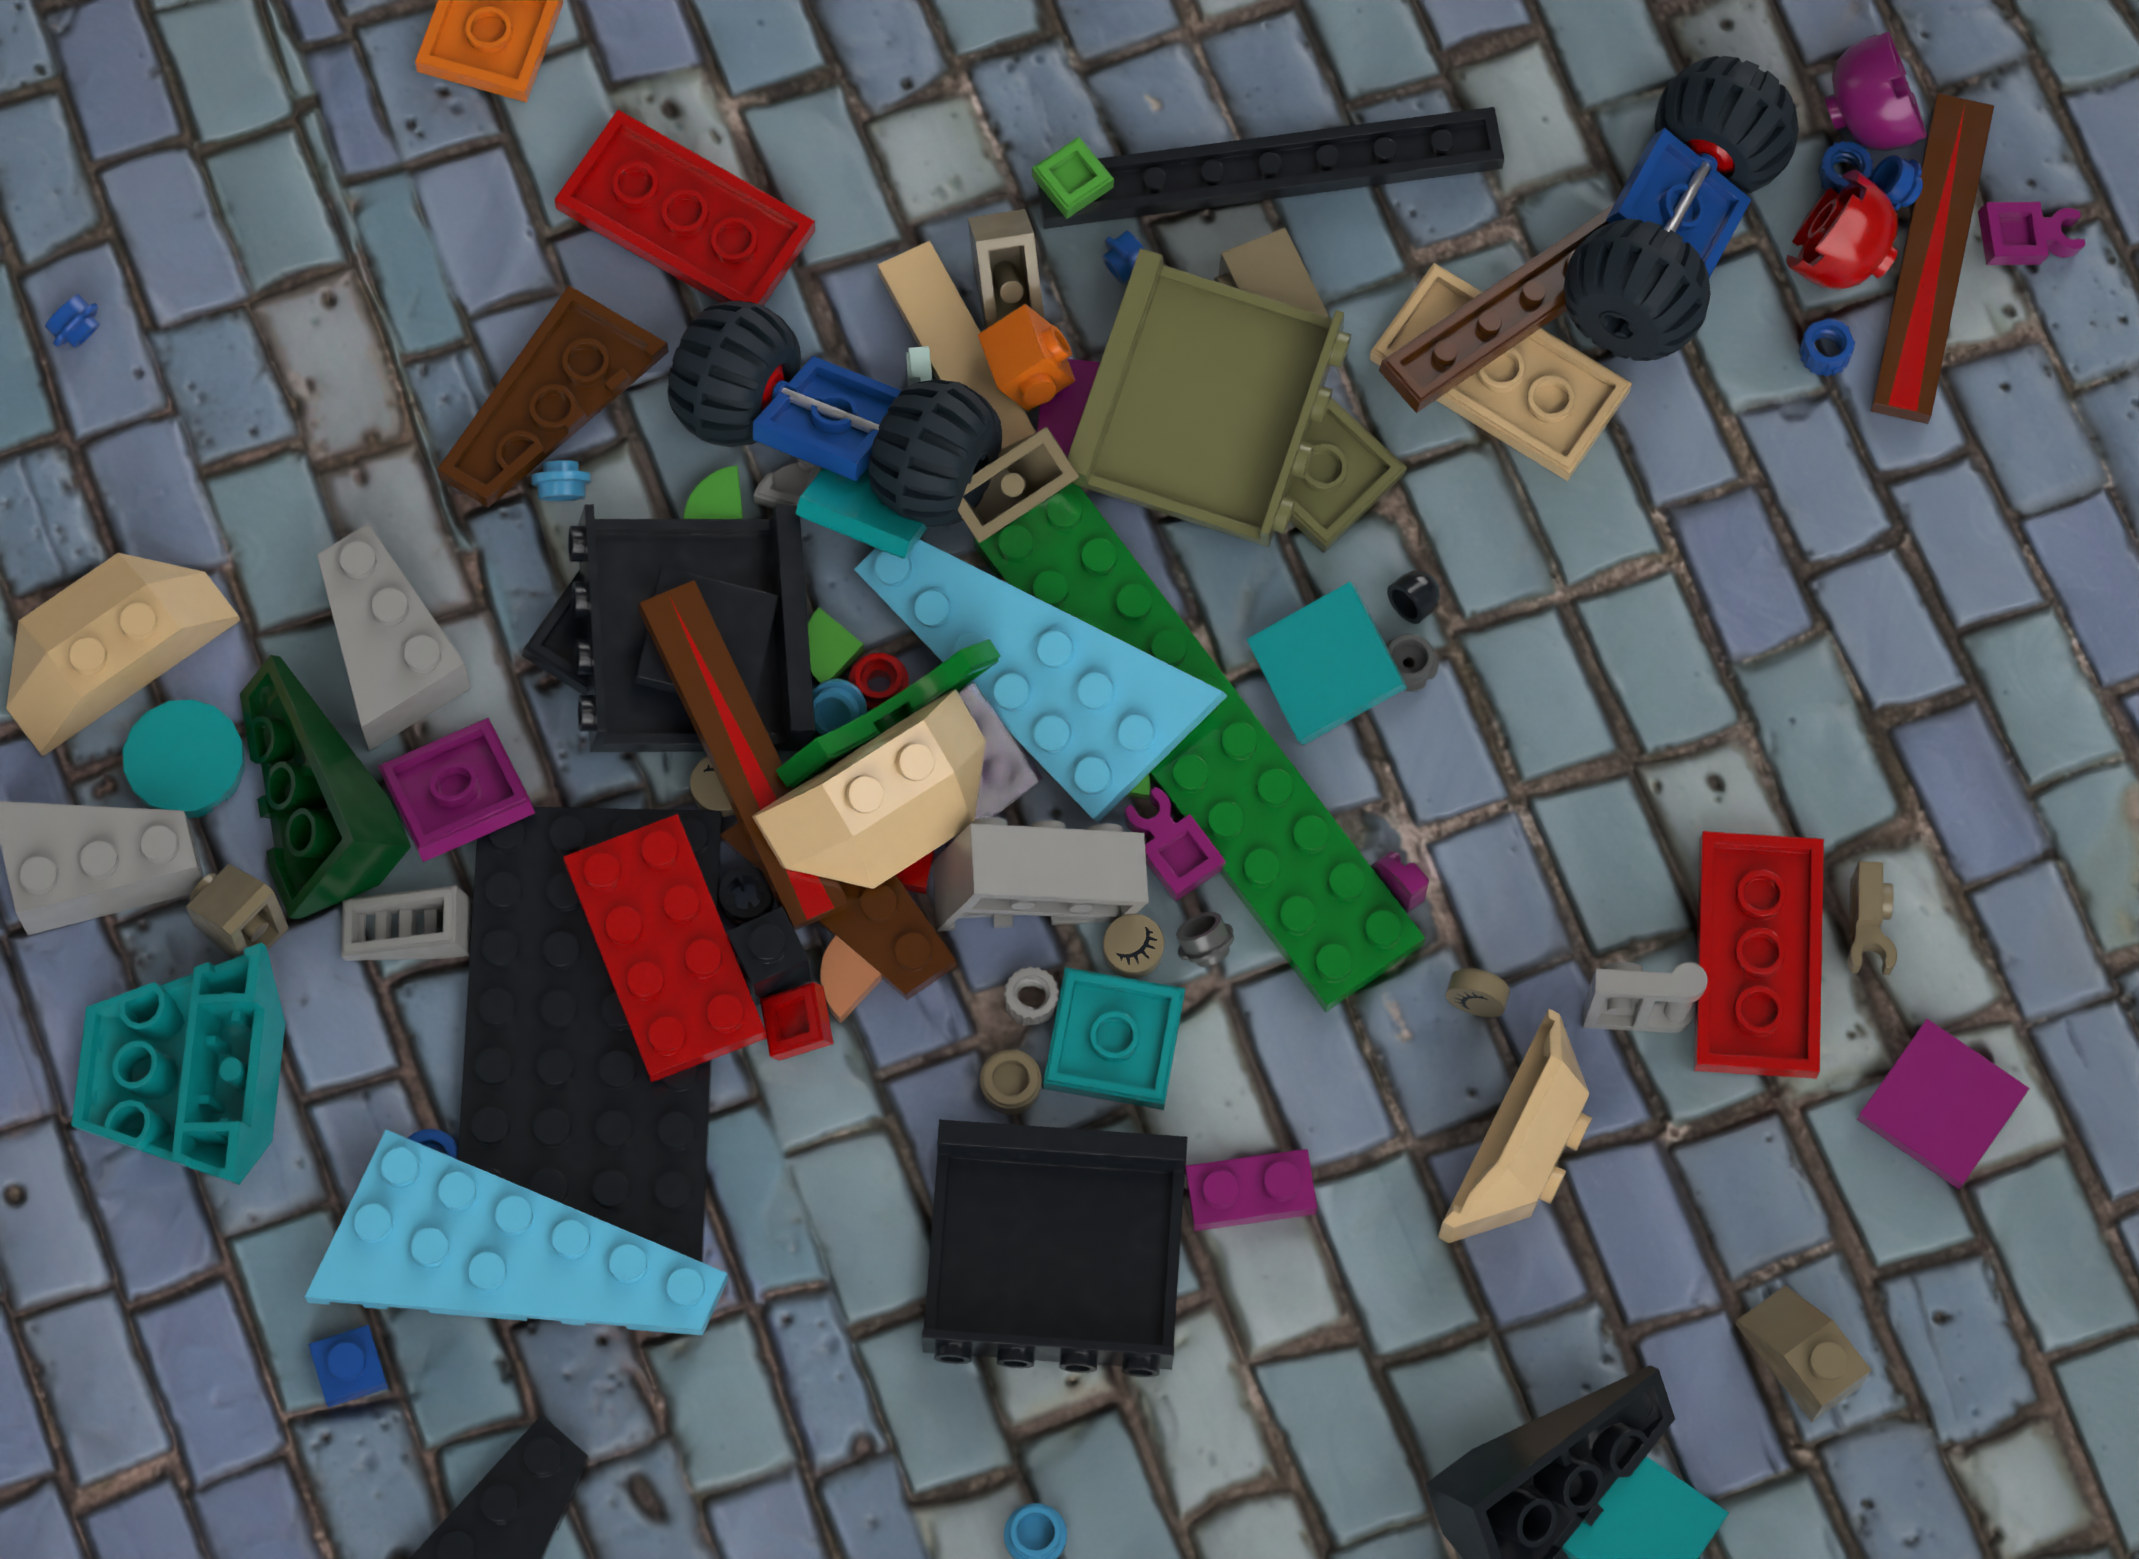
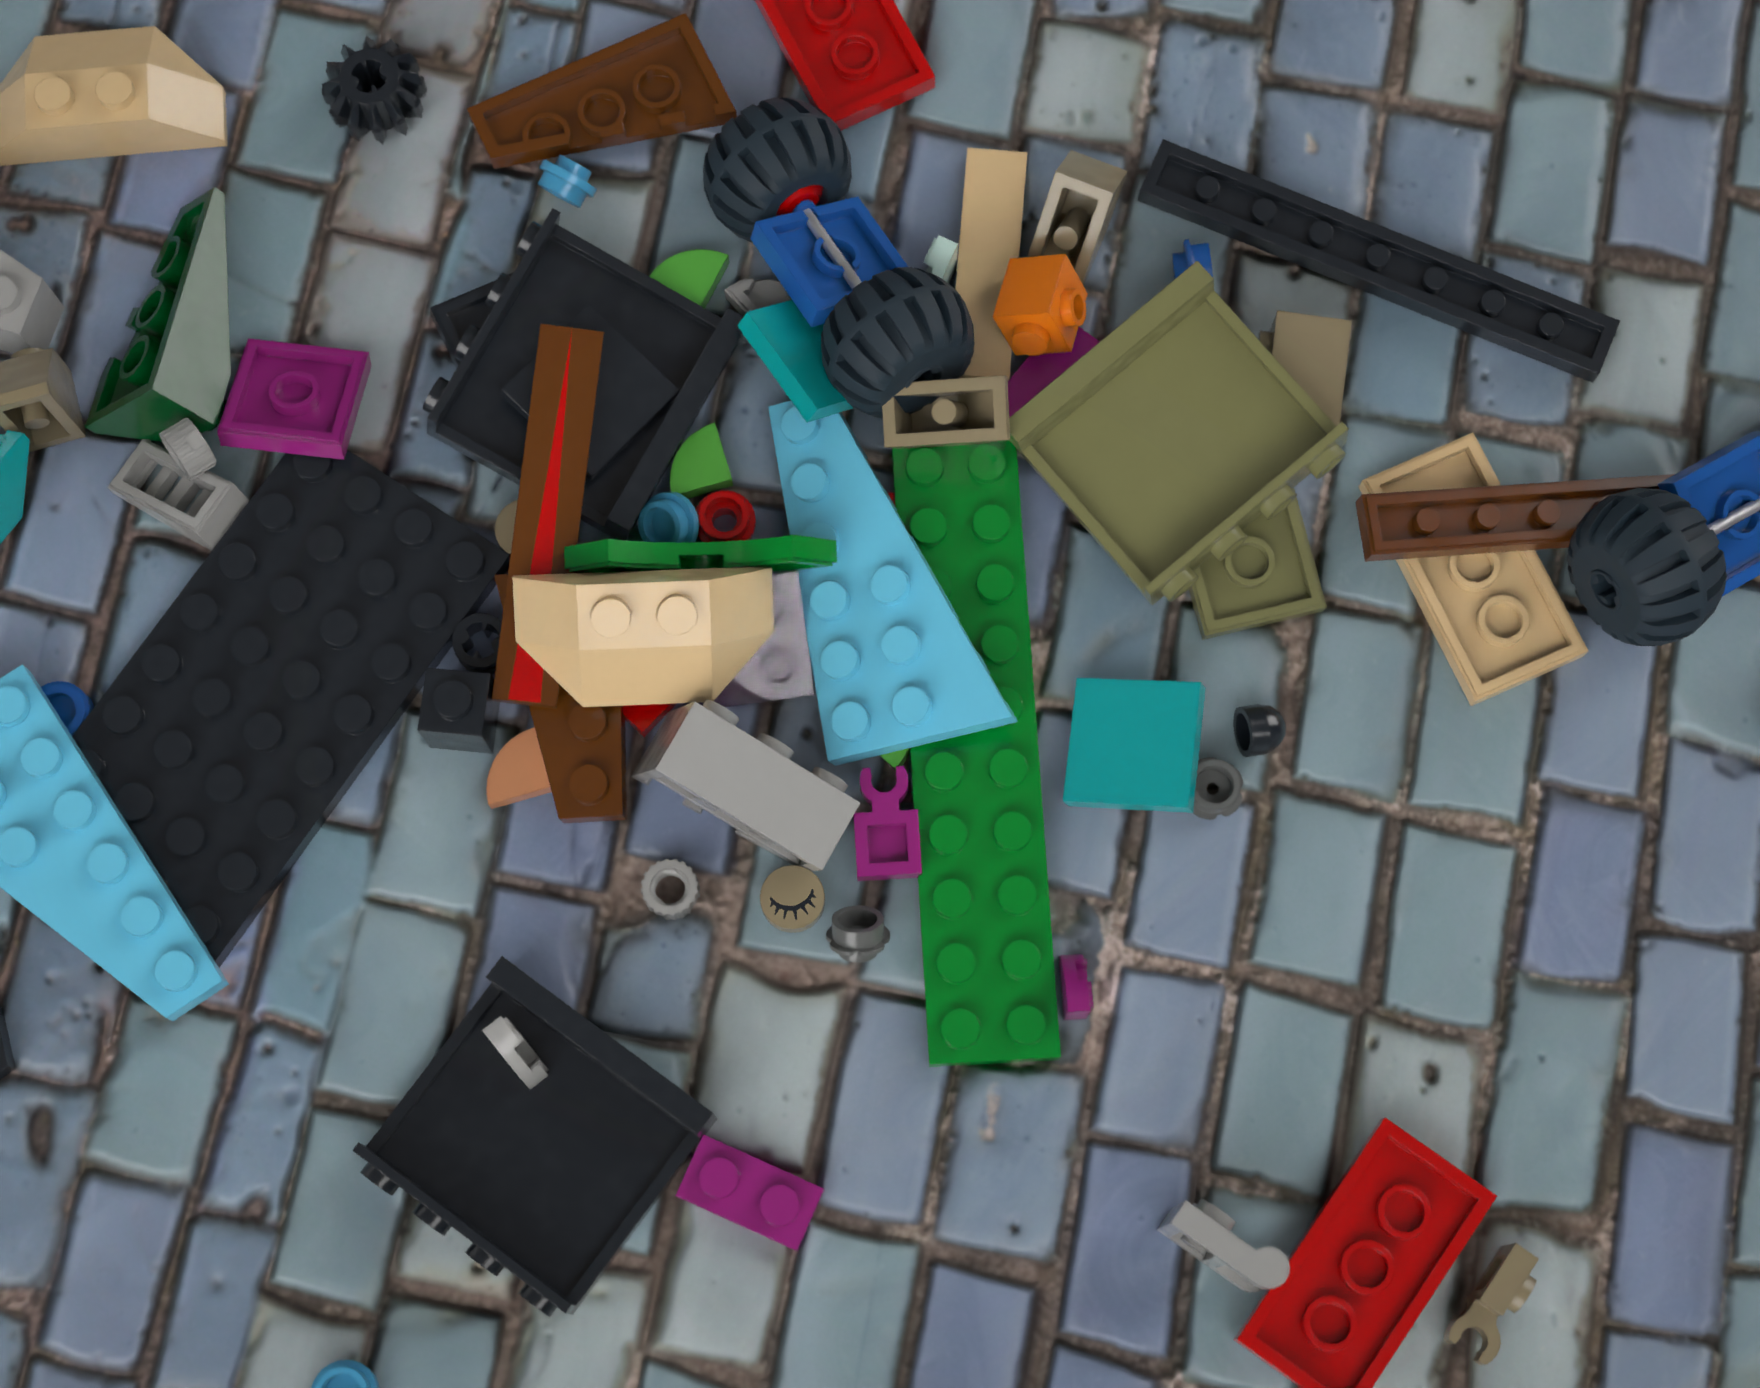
camera: 35 degrees right, 5 degrees up
(184, 757) = (95, 236): teal tile -> none
(355, 477) = (382, 108): none -> black gear
(388, 639) = (321, 231): light grey wedge -> none
(403, 877) = (188, 448): none -> light grey axle
(664, 948) = (369, 648): red plate -> none
(796, 1021) = (449, 784): red tile -> none
(984, 1188) = (516, 1051): none -> light grey tile
(1010, 1082) = (602, 956): dark tan tile -> none
(1072, 177) = (1188, 166): bright green tile -> none
(1114, 1038) = (720, 973): teal tile -> none
(1478, 992) = (1075, 1139): dark tan tile -> none
(1525, 1139) = (1031, 1307): tan wedge -> none

